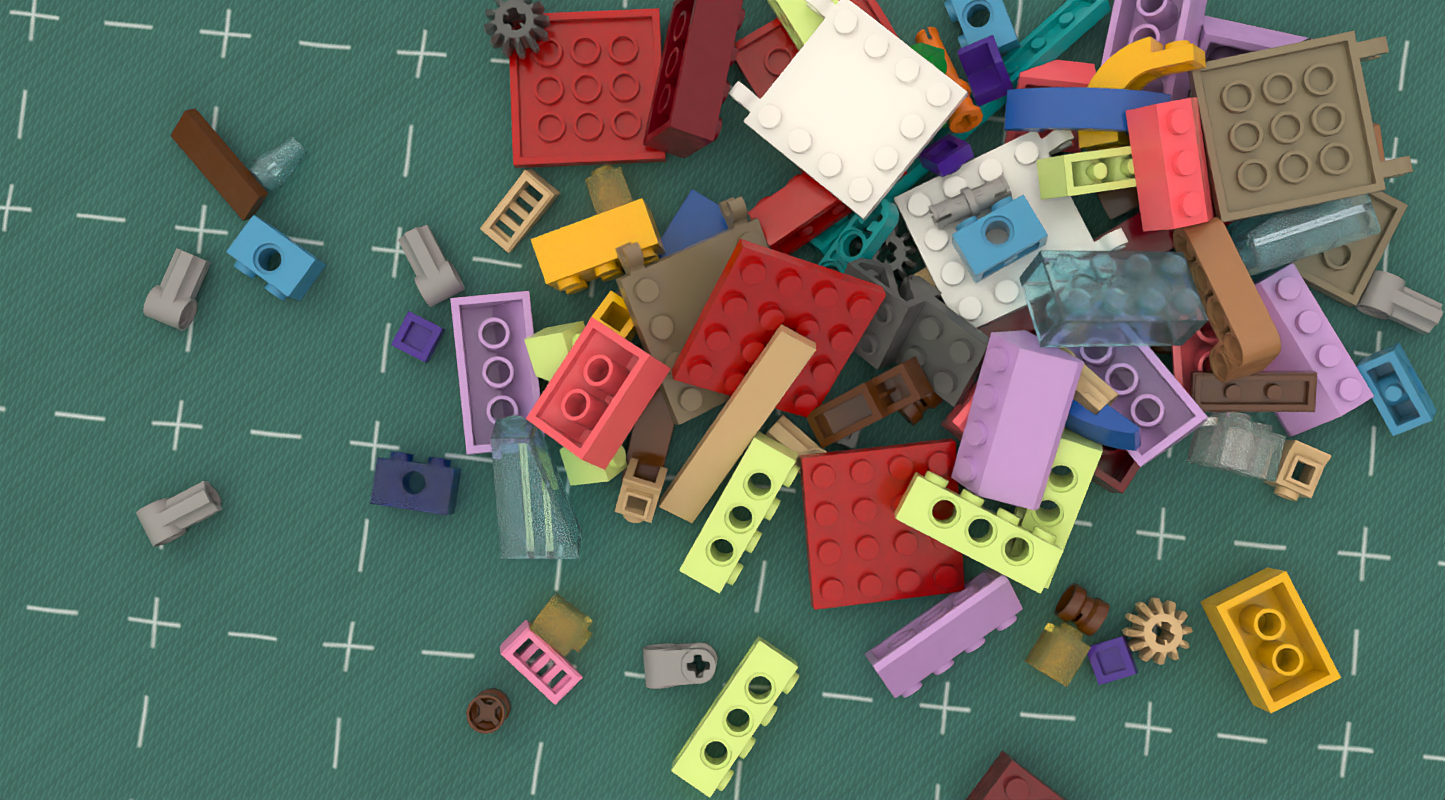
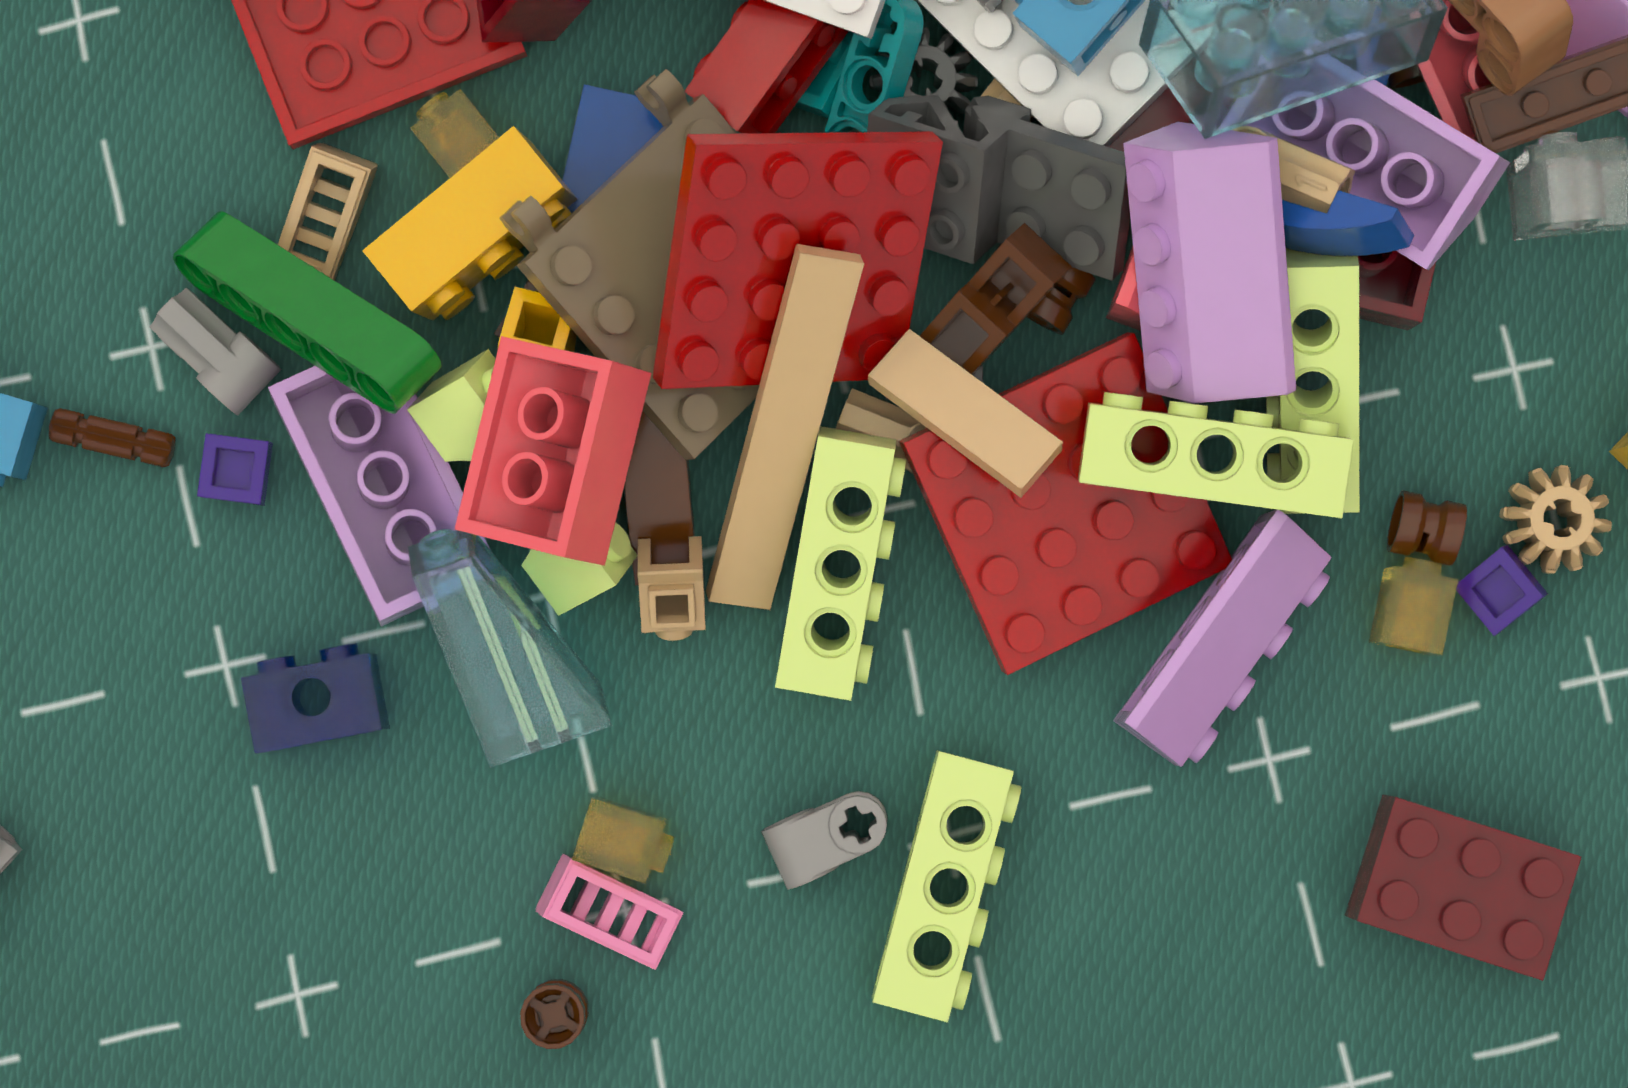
camera: 15 degrees left, 0 degrees up
(355, 294) = (112, 437): none -> reddish brown axle
(488, 263) = (307, 312): none -> green beam
(843, 454) = (965, 413): none -> tan tile

